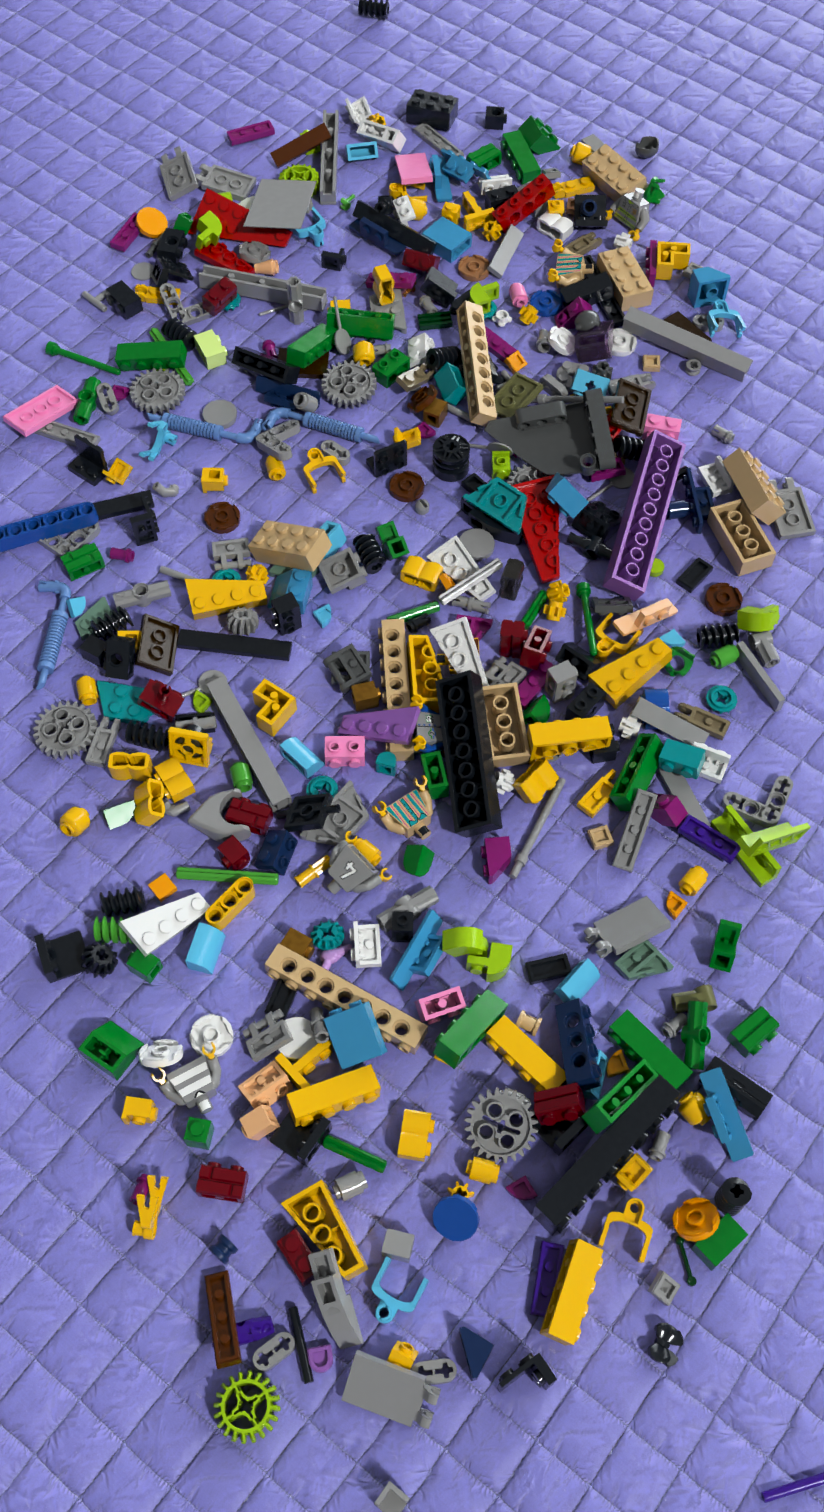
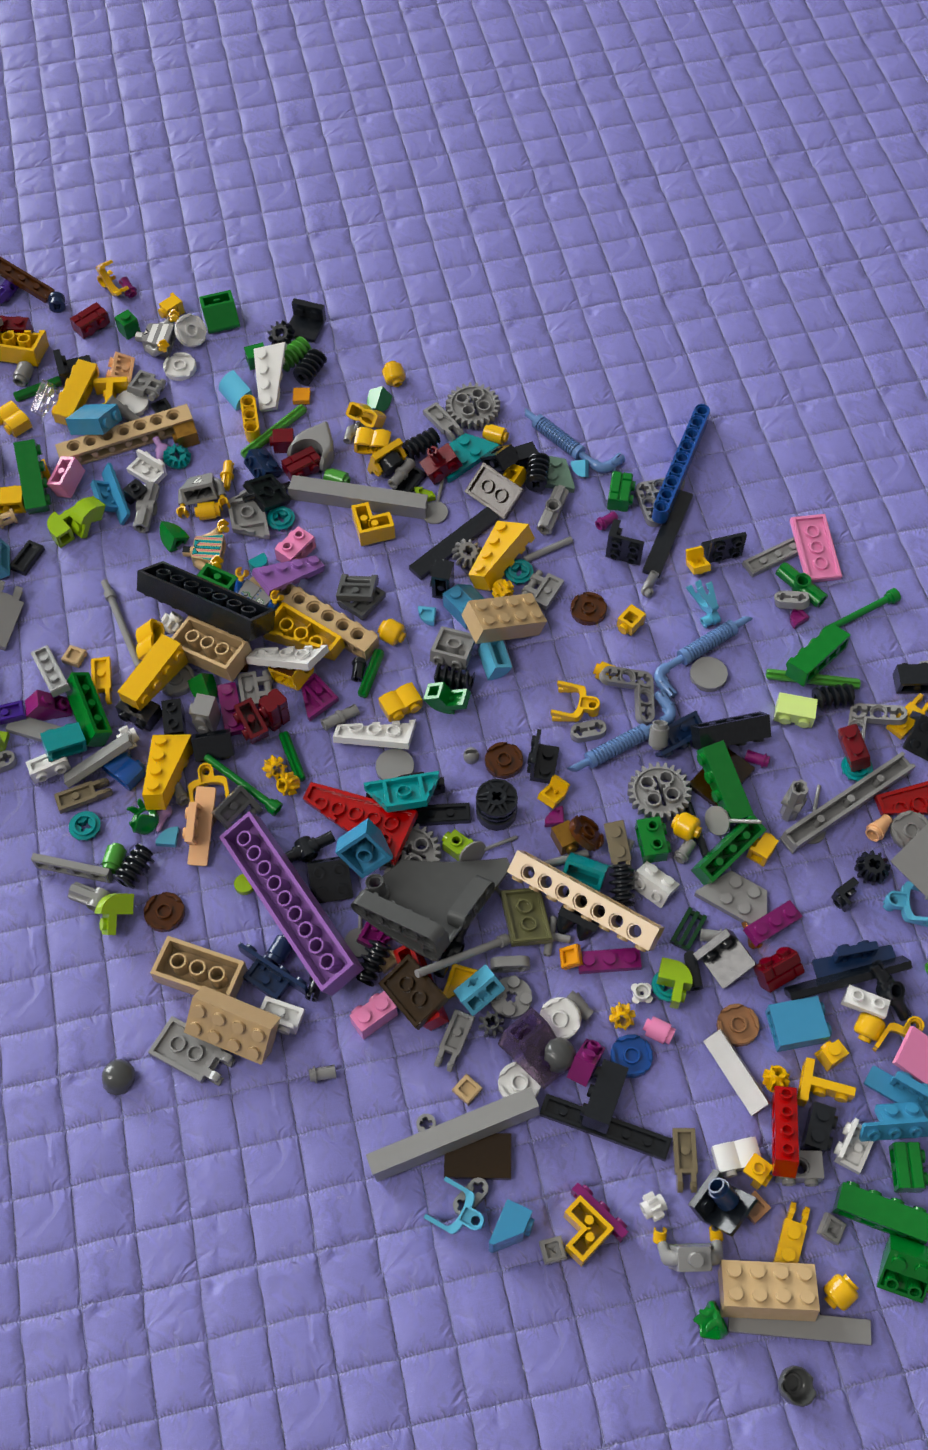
camera: 130 degrees right, 0 degrees up
(130, 766) = (404, 420): yellow brick -> none
(157, 391) = (757, 634): light grey gear -> none
(259, 1122) = (101, 352): light nougat brick -> none
(300, 757) = (318, 521): medium azure brick -> none
(301, 256) = (872, 867): none -> black gear
(365, 620) = (391, 631): none -> yellow head
(365, 696) = (327, 588): pearl gold brick -> none
(365, 1121) = (45, 398): none -> clear wing
(383, 284) = (756, 890): yellow brick -> none
(446, 581) = (371, 712): light orange tile -> none
(470, 581) = (353, 723): axle -> none
(497, 857) = (124, 579): magenta slope -> none
(511, 579) = (328, 752): clear smoke brick -> none
(569, 266) = (653, 1108): torso -> none
(627, 277) = (598, 1158): tan brick -> none
(694, 575) = (207, 910): black tile -> none

